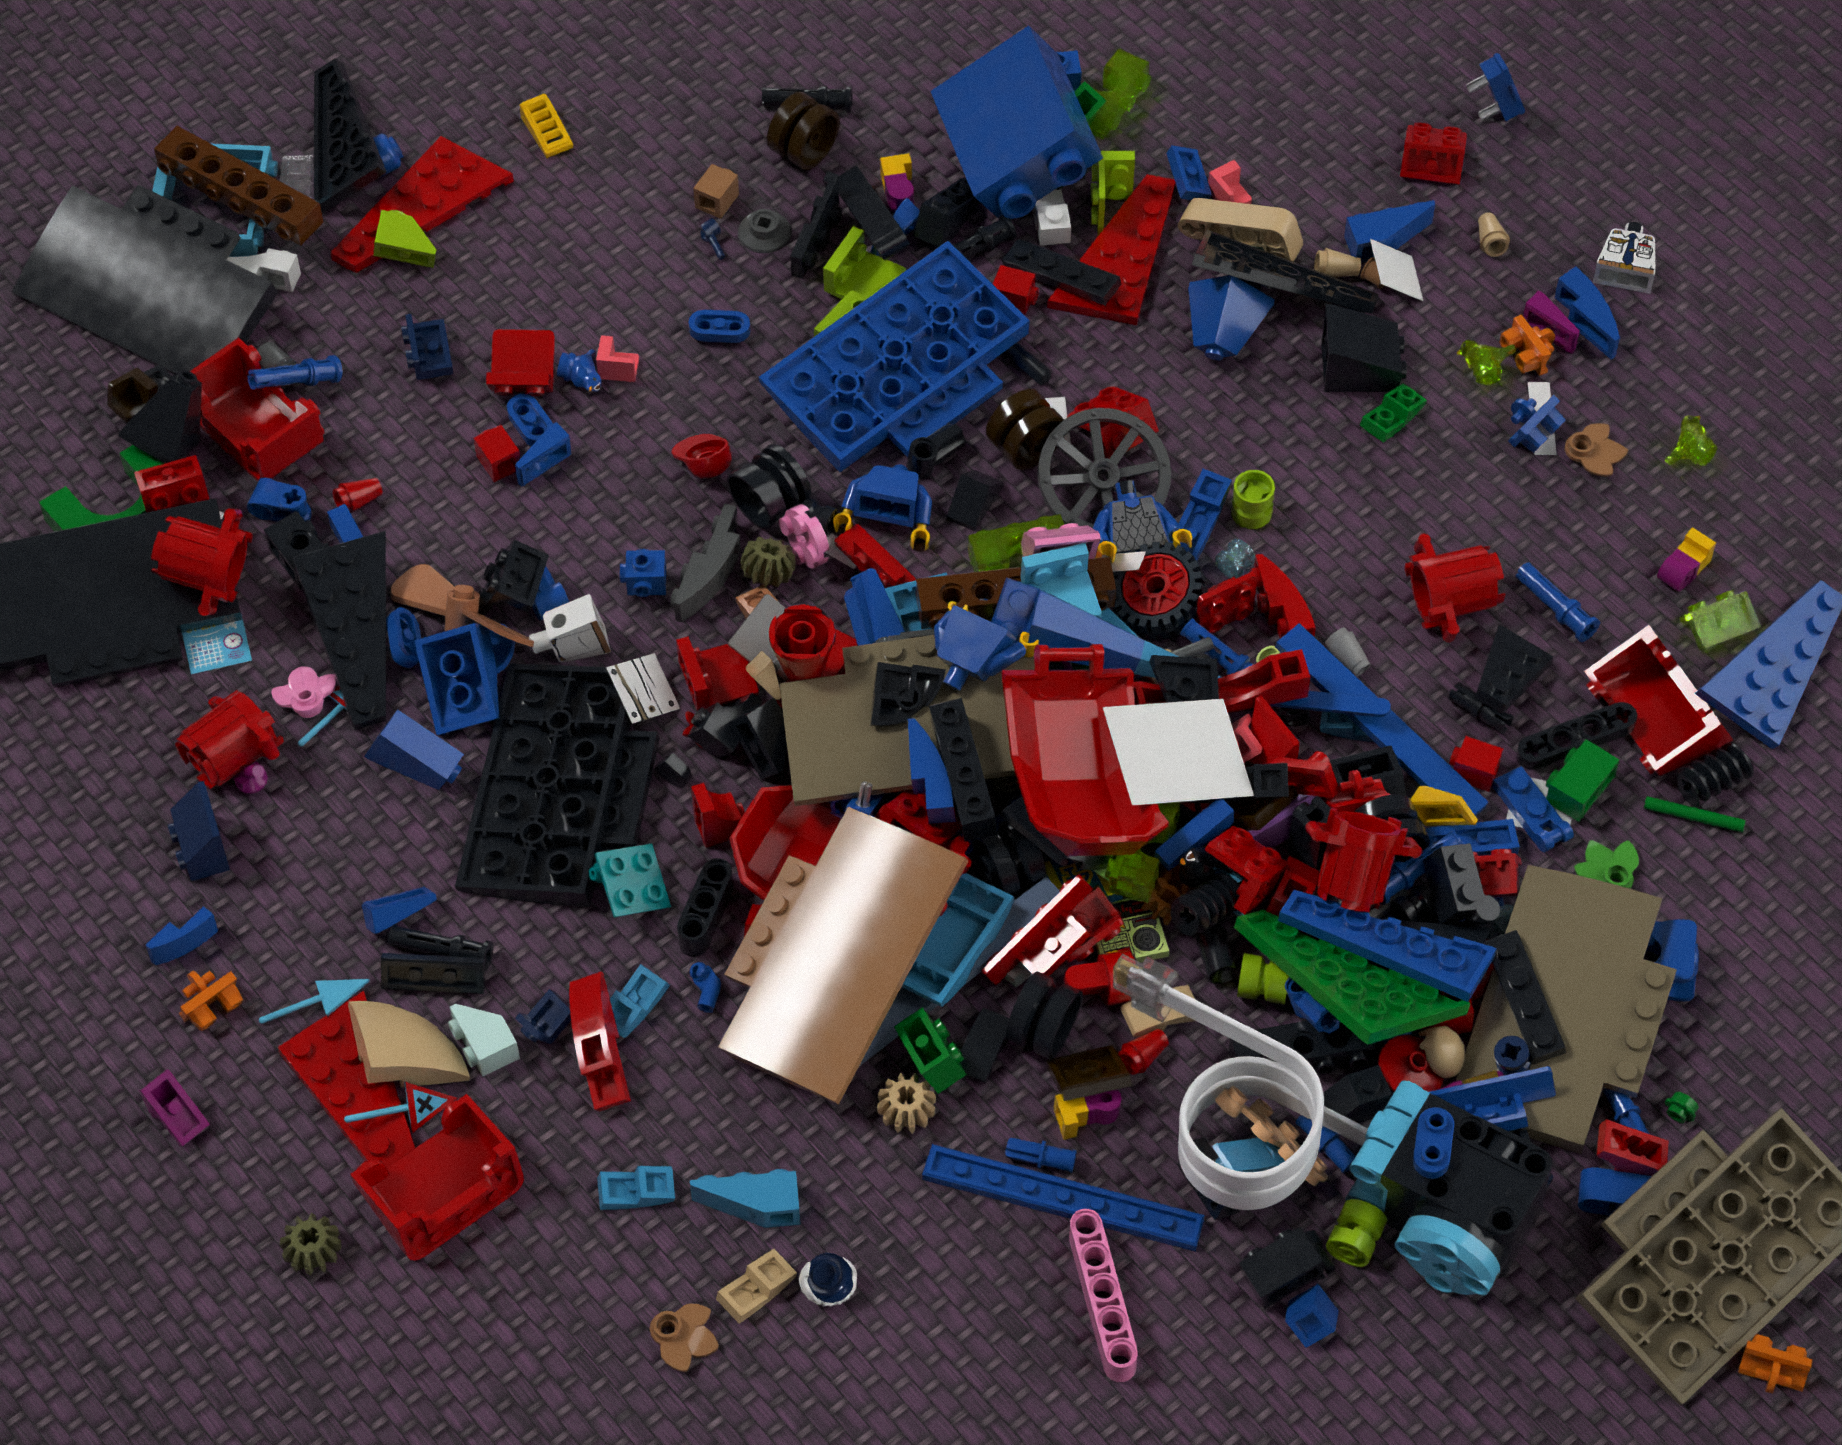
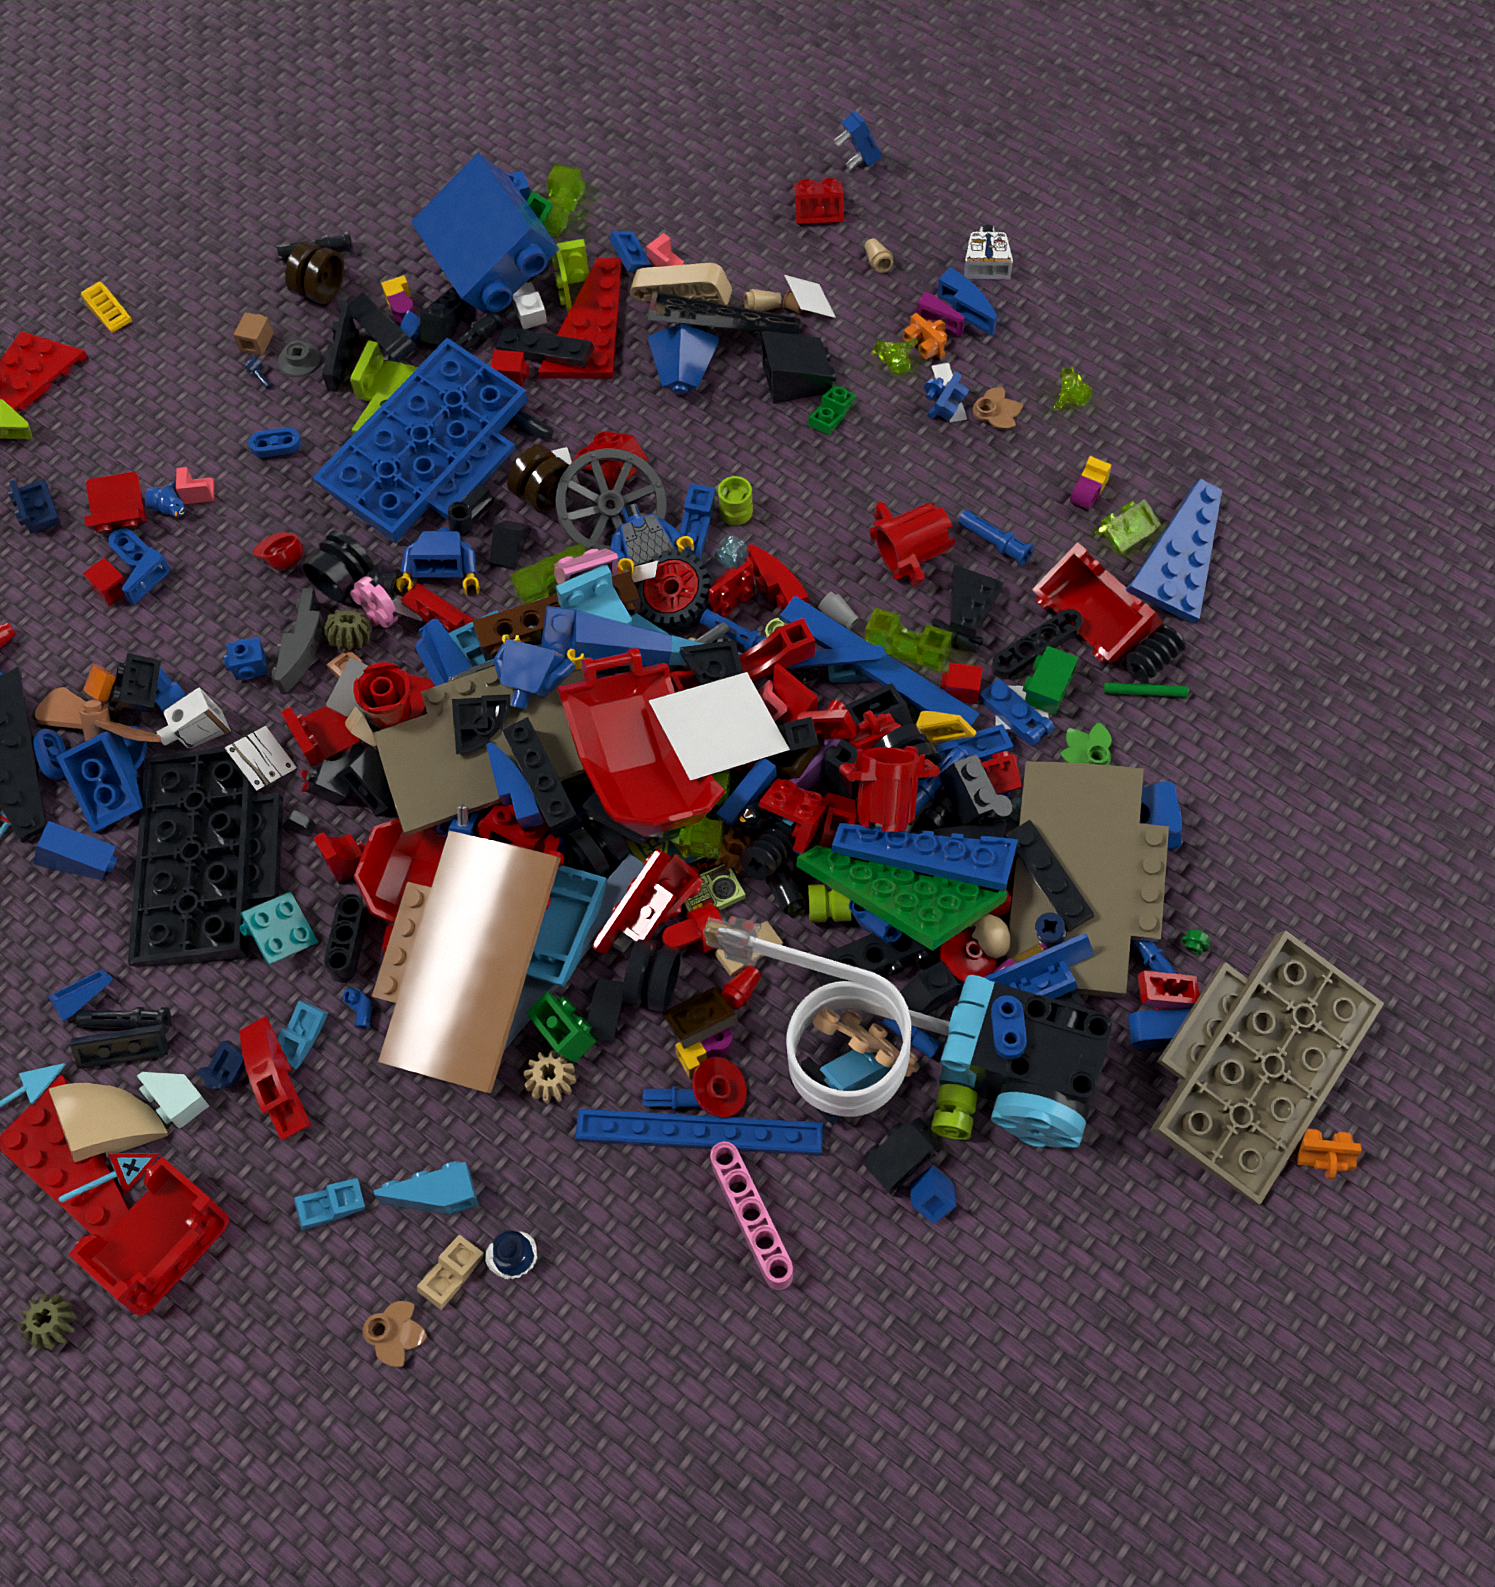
camera: 10 degrees left, 5 degrees up
(473, 567) = (99, 683): none -> orange slope
(1105, 1148) = (729, 1087): none -> red dish
(1388, 226) = (795, 263): blue slope -> none
(1442, 715) = (923, 648): none -> clear neon green arch

